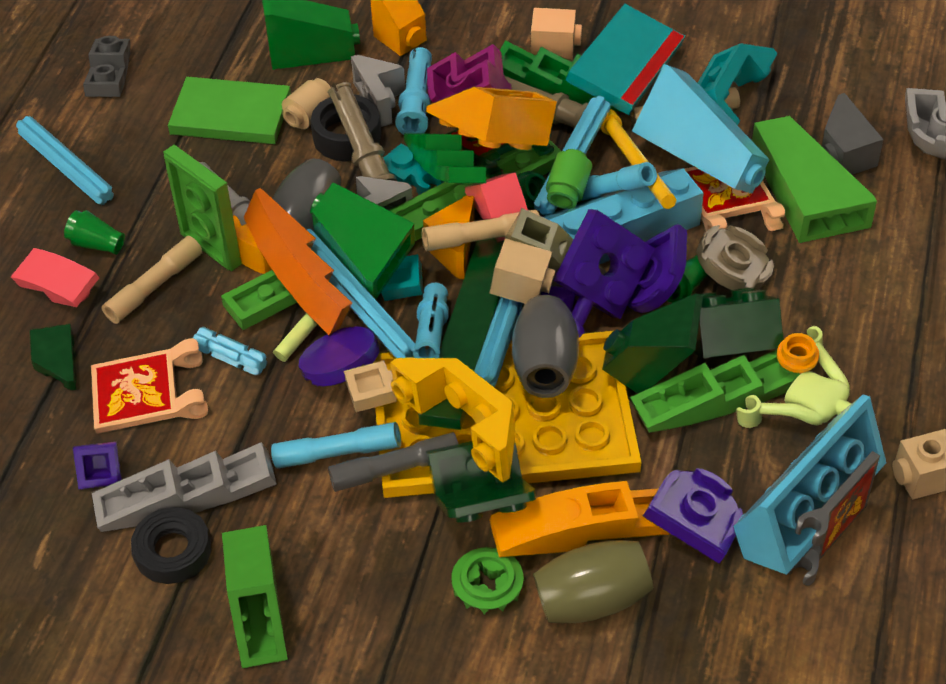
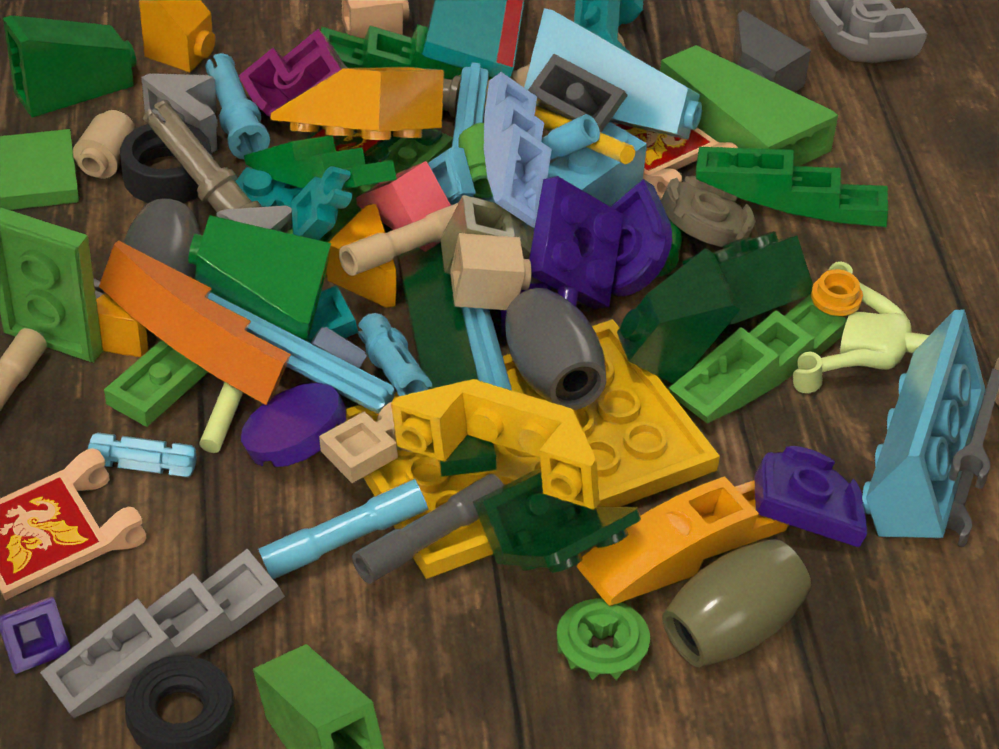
camera: 25 degrees left, 5 degrees down
(394, 306) = (338, 346): none -> sand blue tile
(424, 191) = (318, 204): none -> teal plate
(536, 187) = (453, 174): none -> medium azure tile
(584, 176) = (514, 149): none -> light blue slope
(657, 141) = (576, 92): none -> dark grey slope
(804, 247) = (774, 182): none -> green slope

